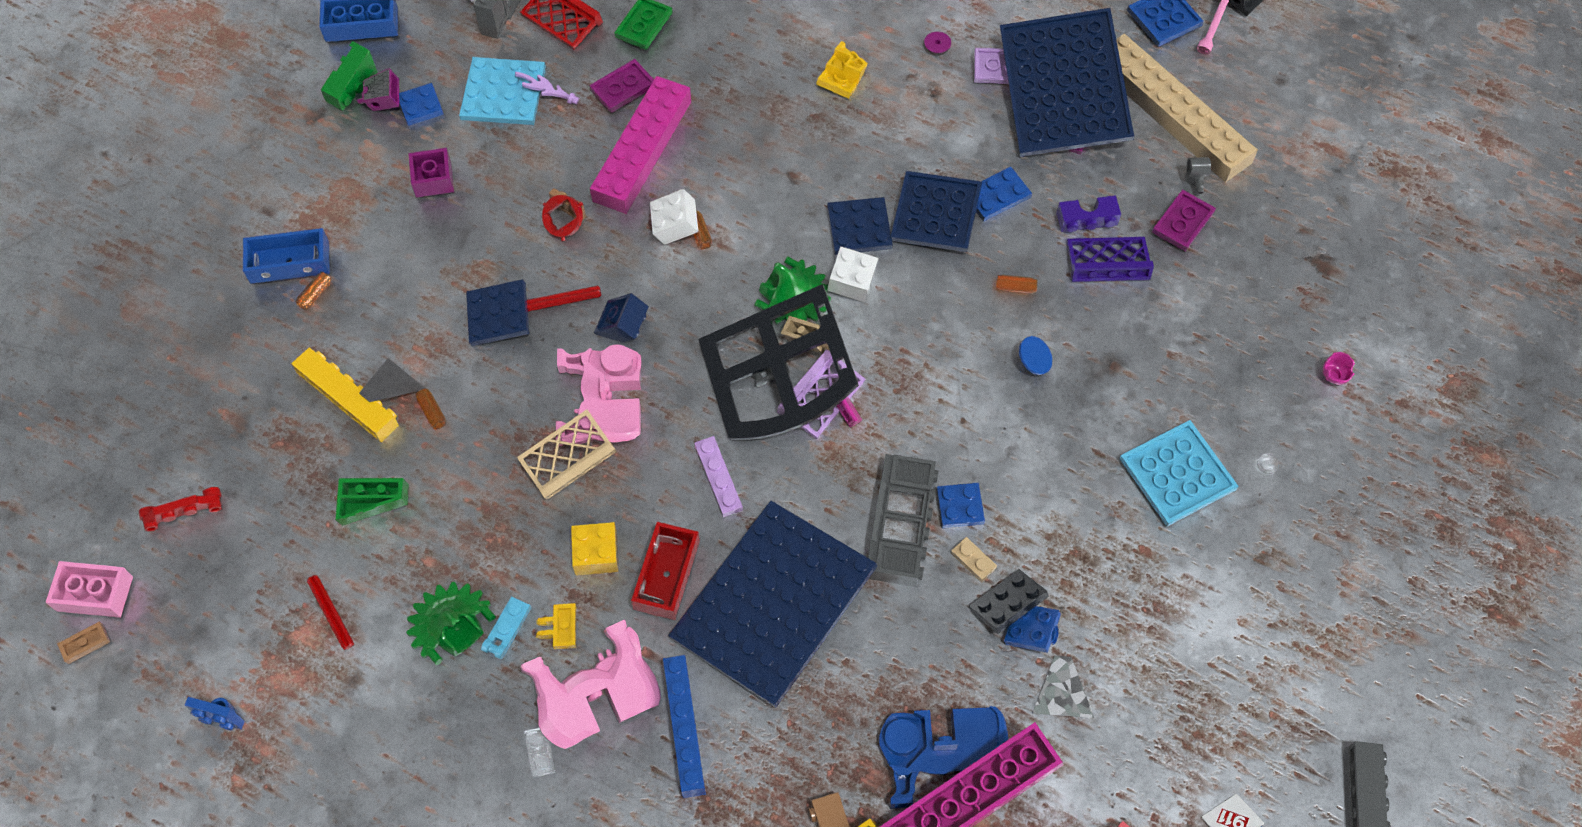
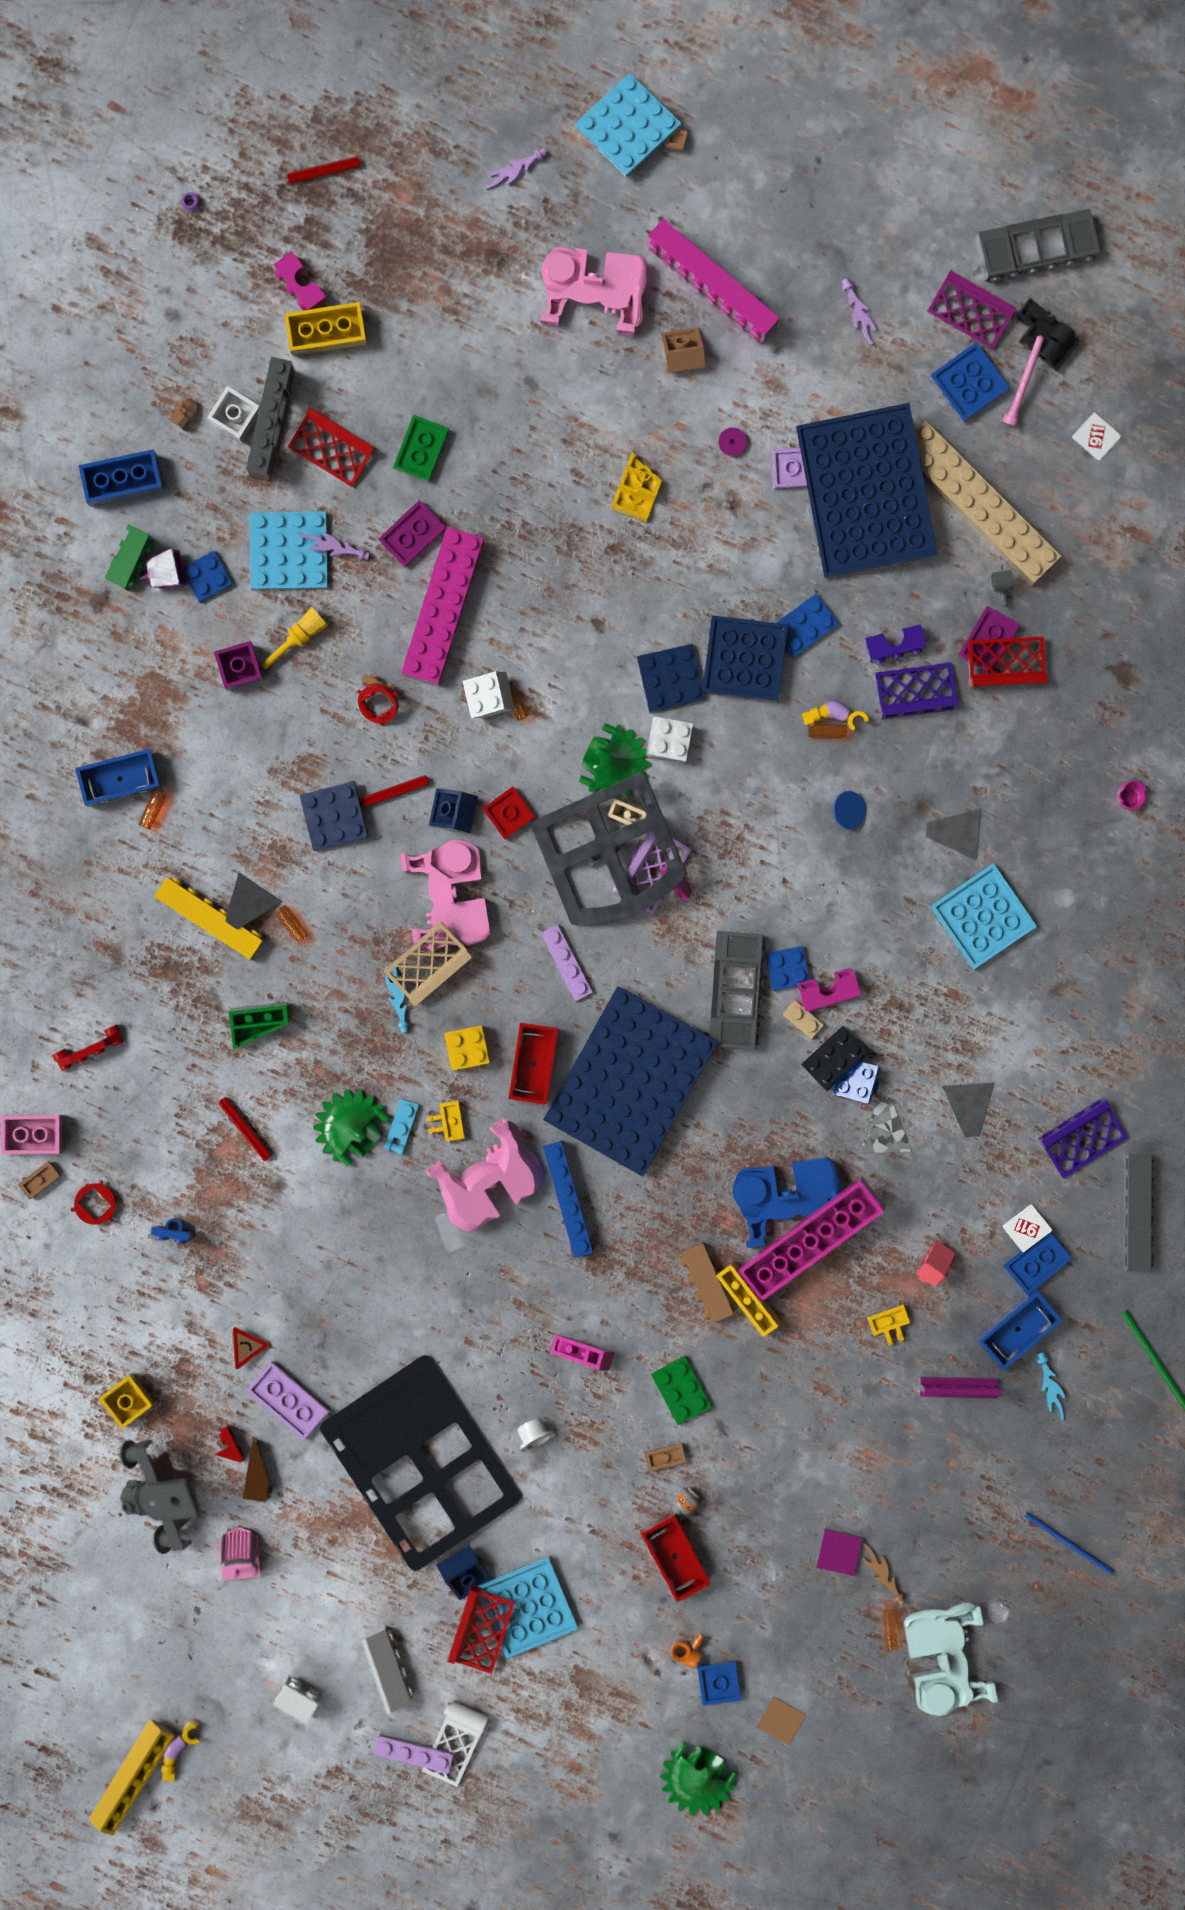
camera: 10 degrees left, 25 degrees up
(123, 687) = (82, 1212): none -> red piece
(497, 153) = (299, 635): none -> yellow piece
(531, 492) = (399, 998): none -> medium azure piece
(678, 327) = (508, 813): none -> red plate
(1024, 525) = (844, 988): none -> dark pink arch
(1027, 266) = (835, 710): none -> piece
(1150, 391) = (957, 832): none -> flat silver sticker
(1162, 672) = (969, 1105): none -> flat silver sticker
(1197, 253) = (1011, 678): none -> red fence
(1287, 69) = (1096, 436): none -> white sticker
(1292, 701) = (1077, 1122): none -> dark purple fence

